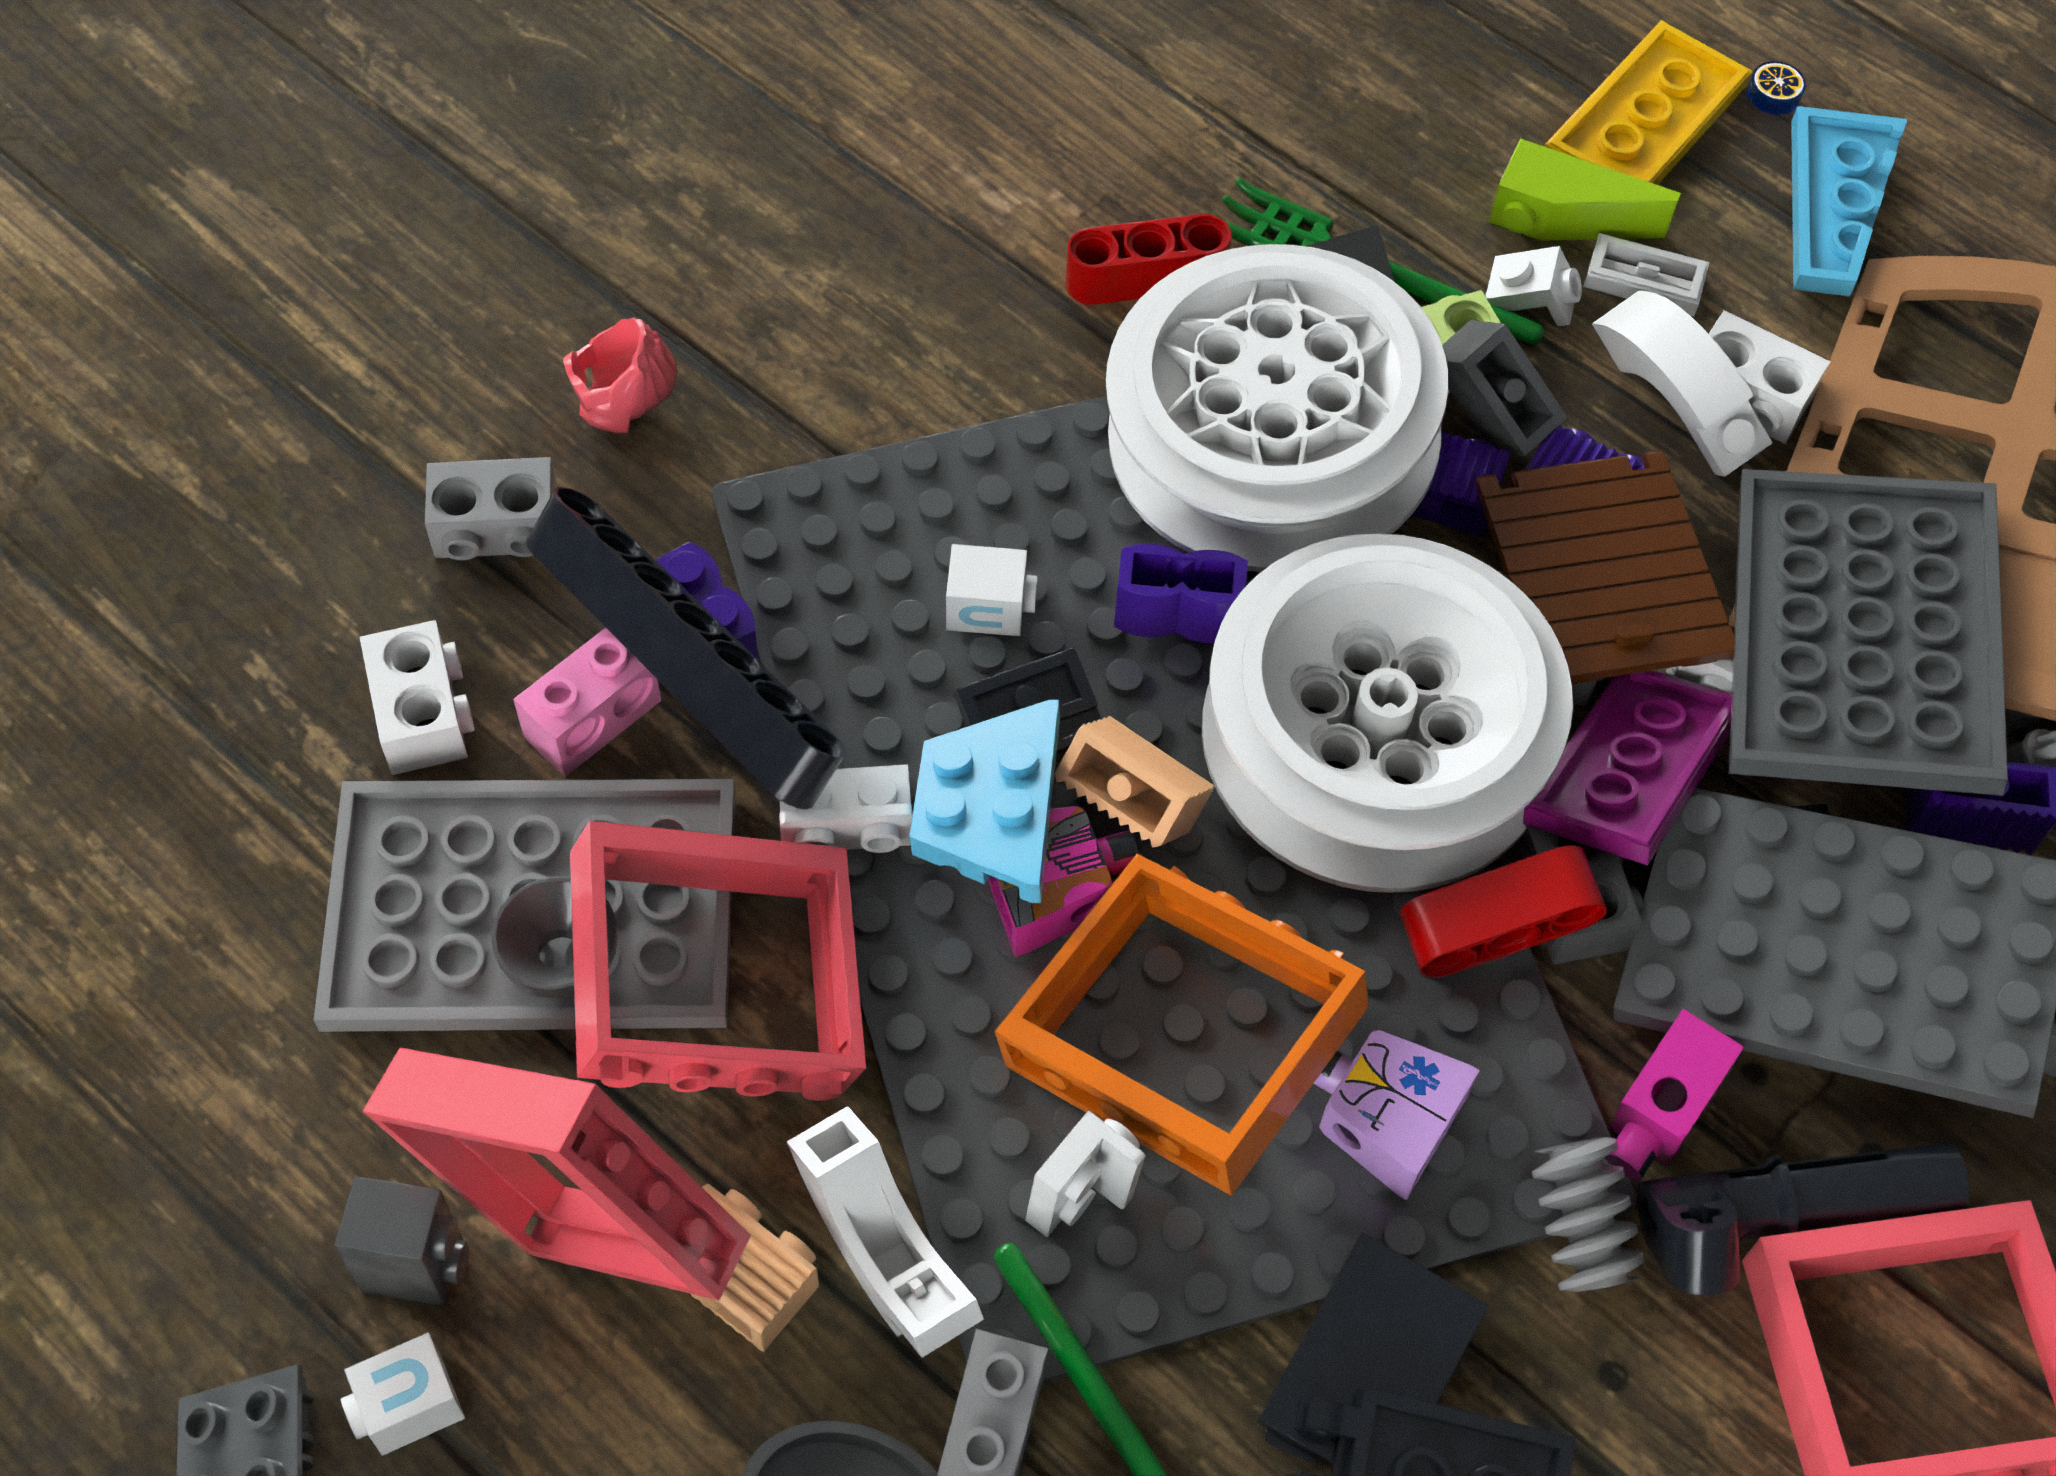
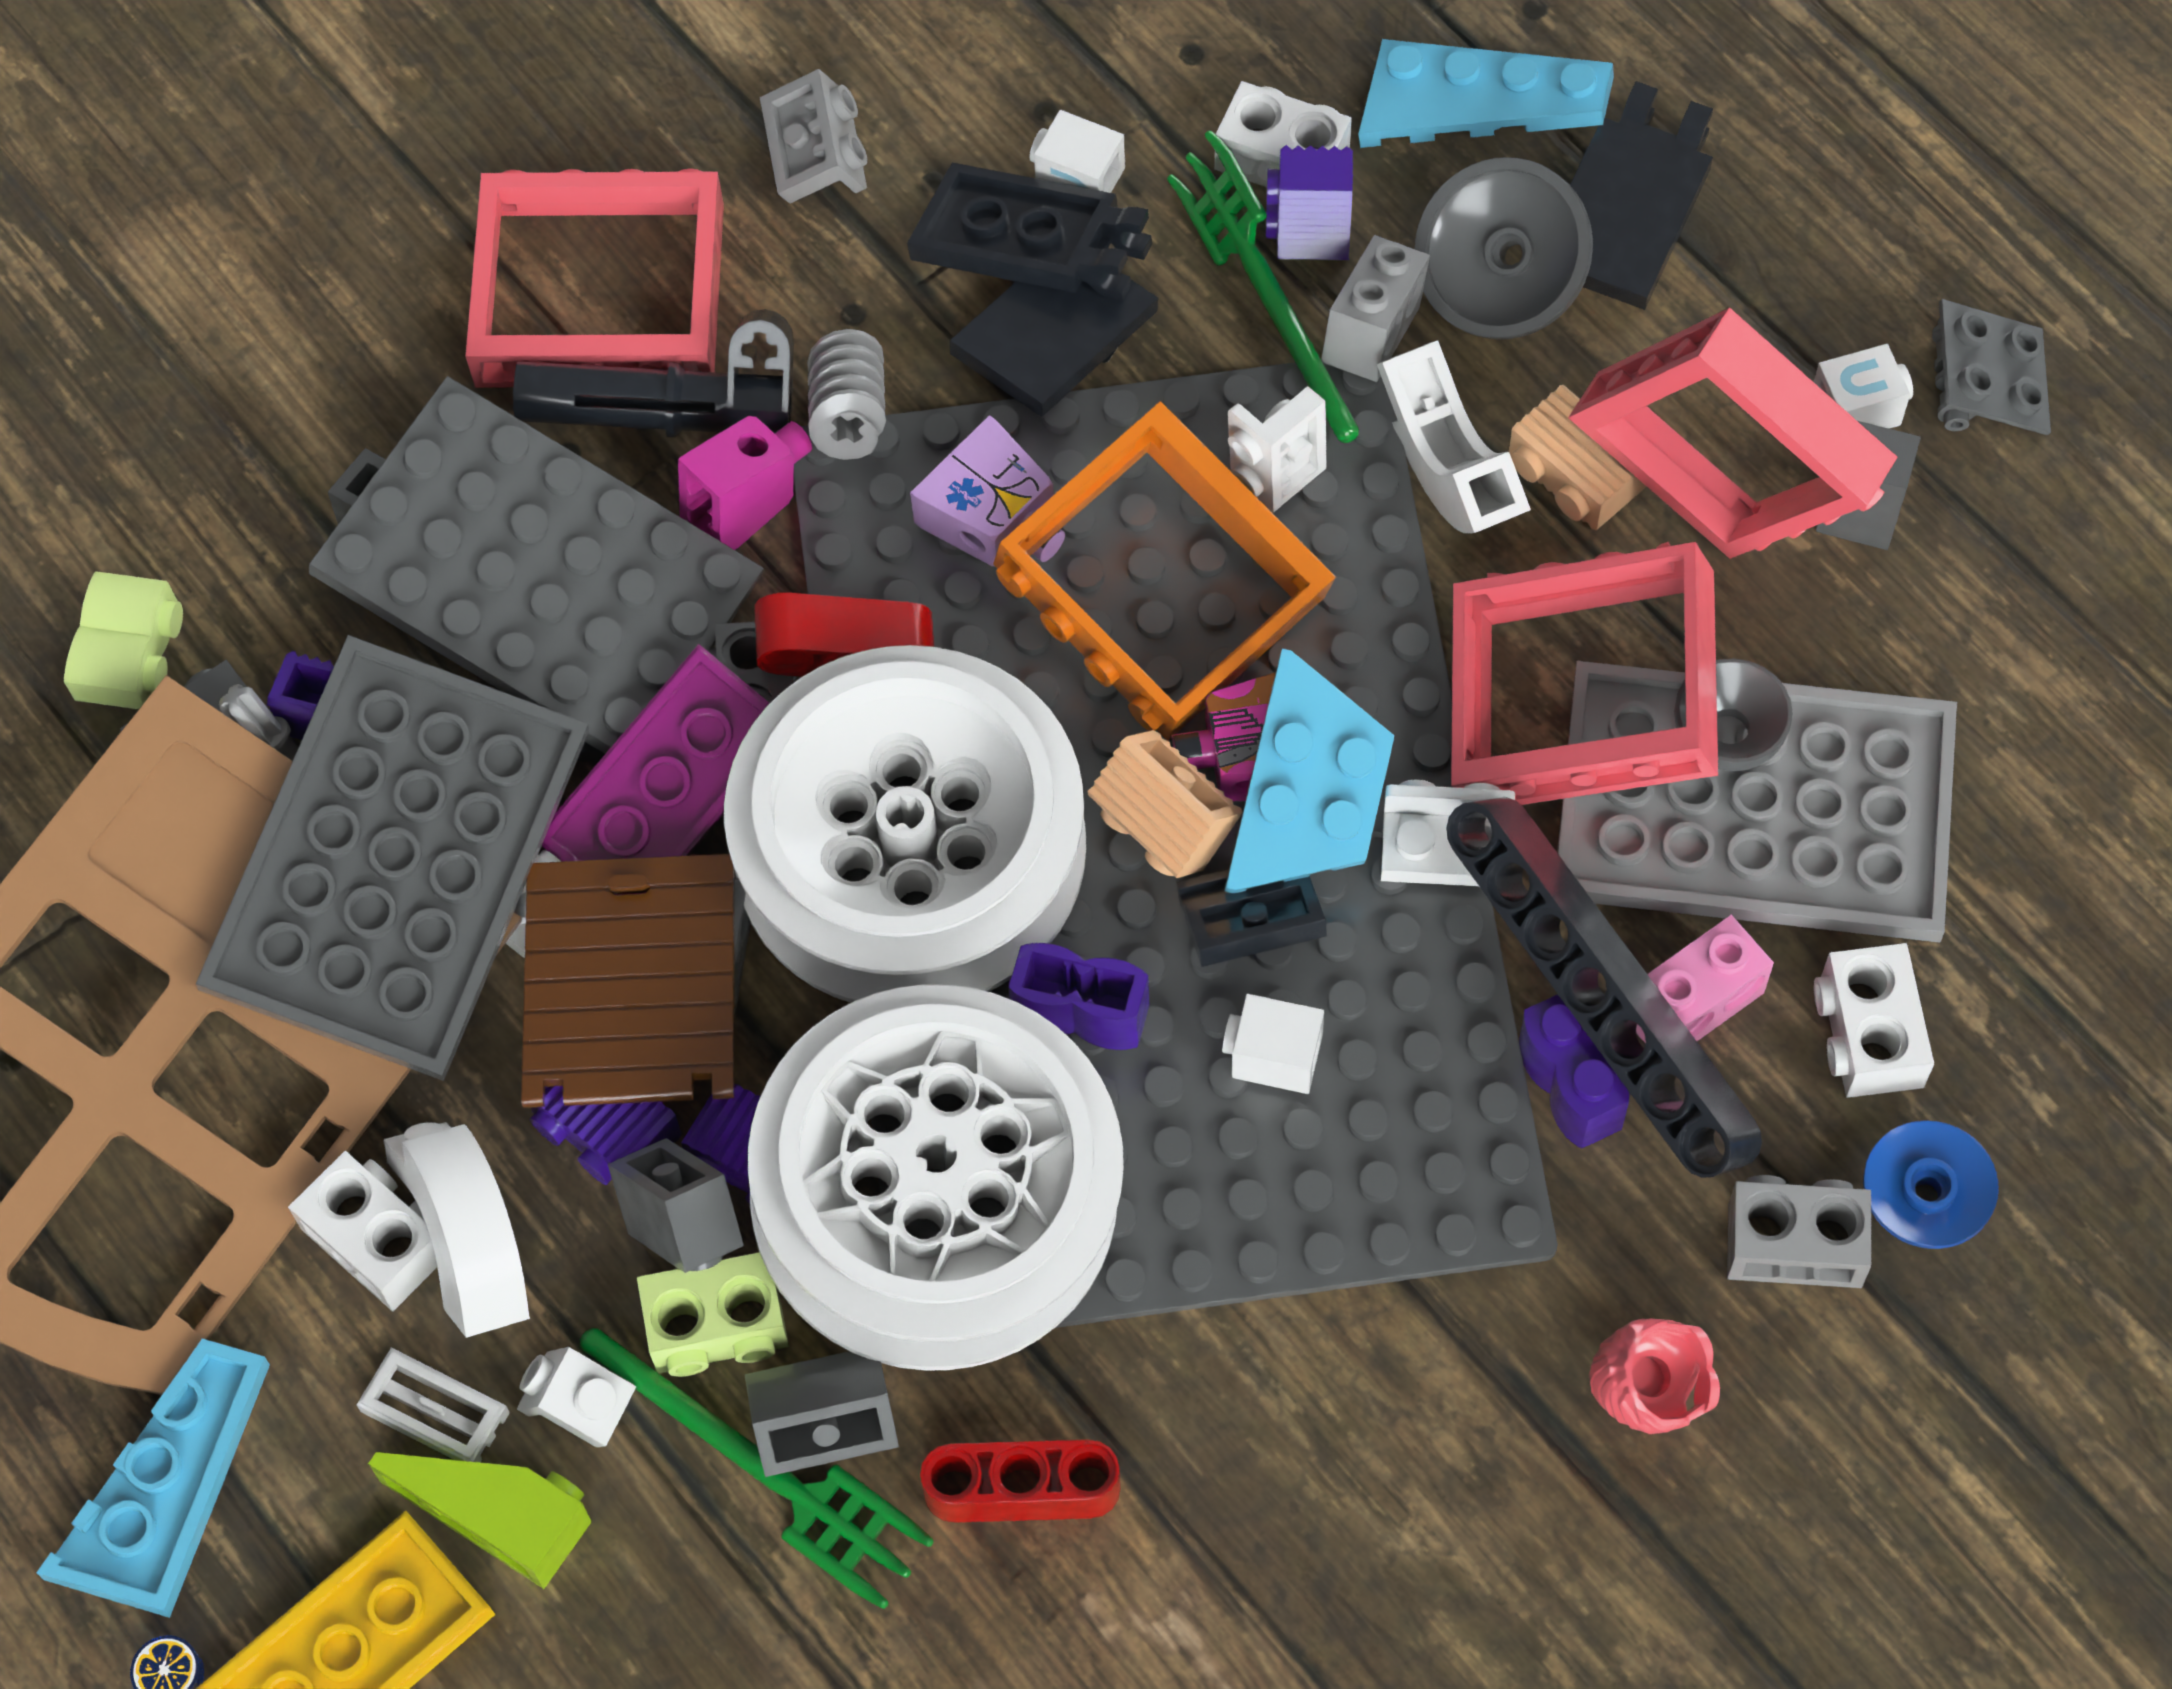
camera: 165 degrees left, 5 degrees up
(364, 541) = (1941, 1158): none -> blue dish

